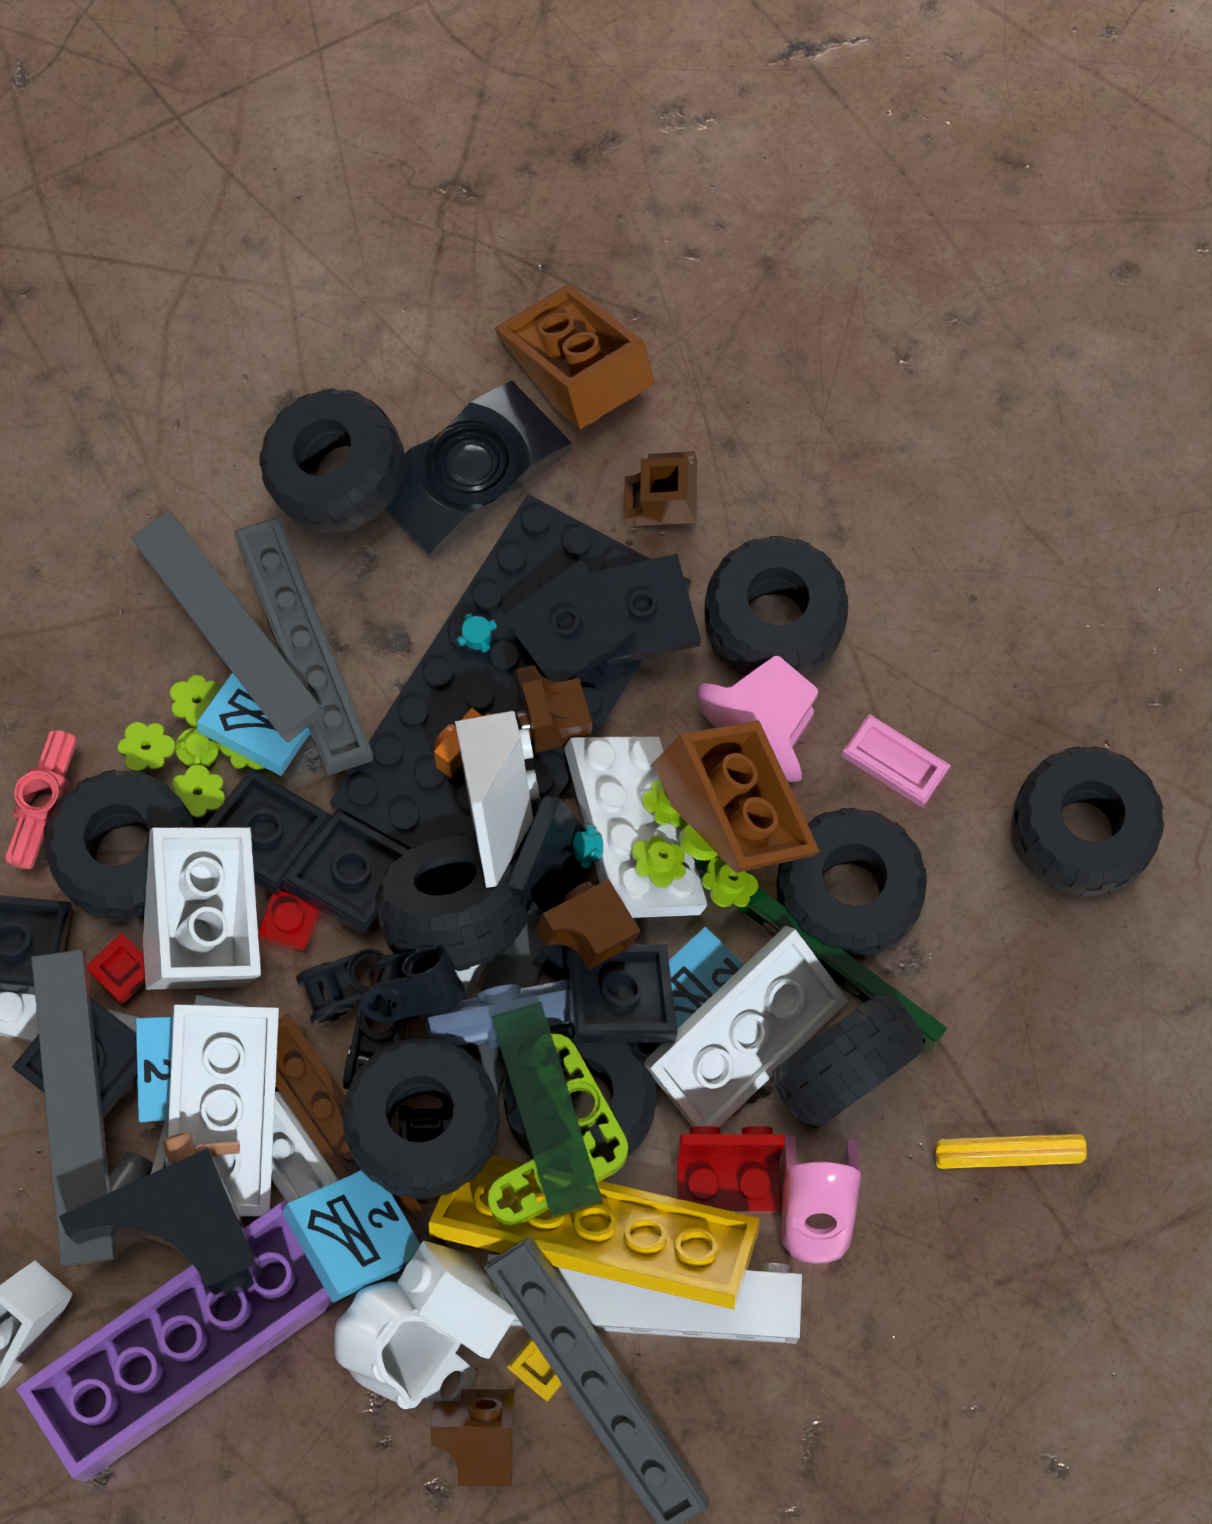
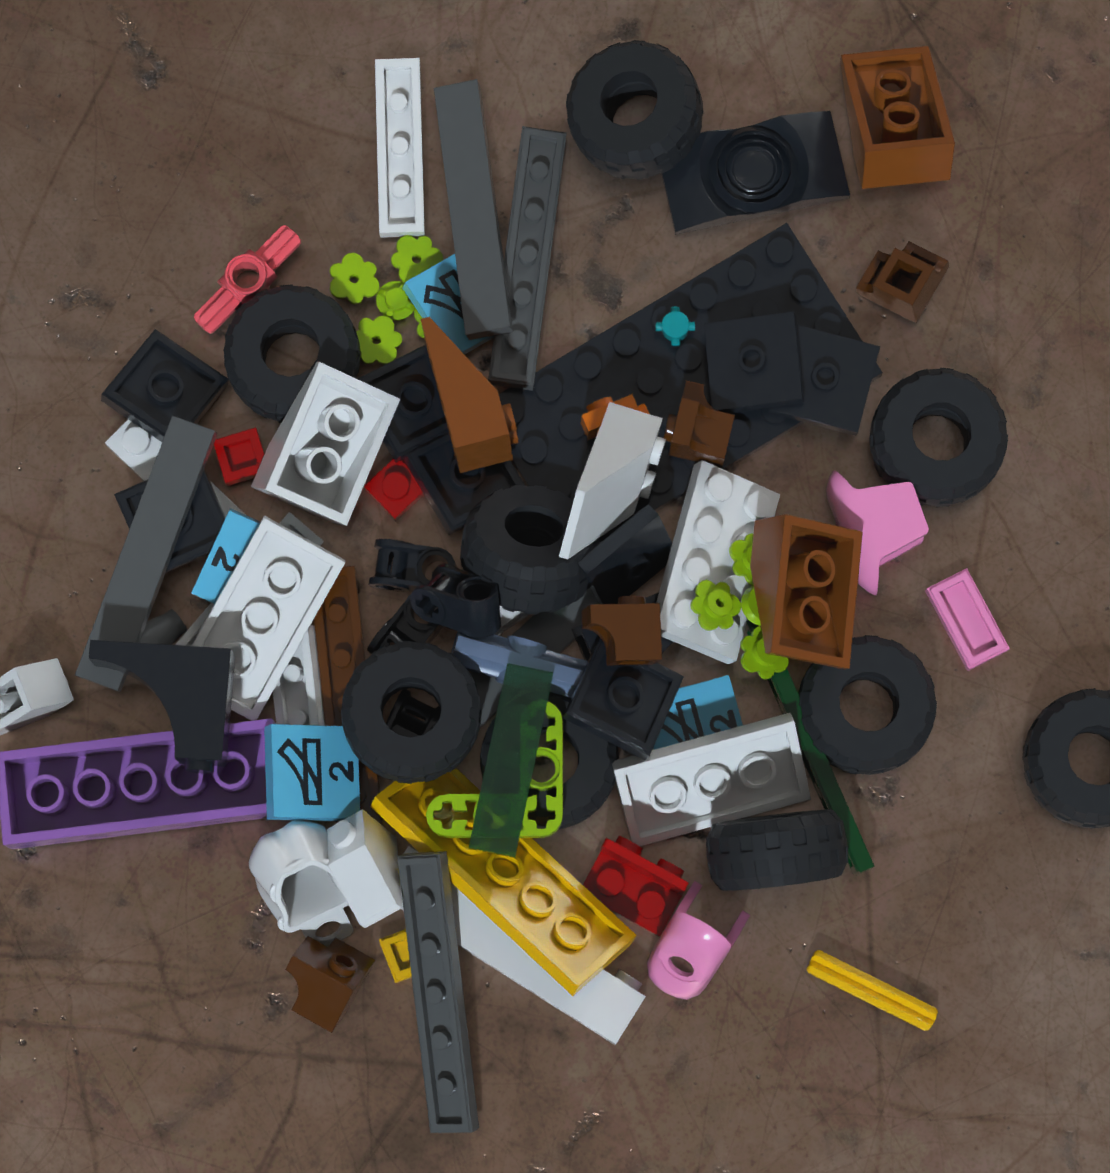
camera: 30 degrees right, 10 degrees up
(127, 607) = (399, 147): none -> white plate
(182, 1146) = (212, 633): nougat hand -> none
(319, 795) = (472, 407): none -> dark orange slope
(588, 846) = (664, 562): teal piece -> none

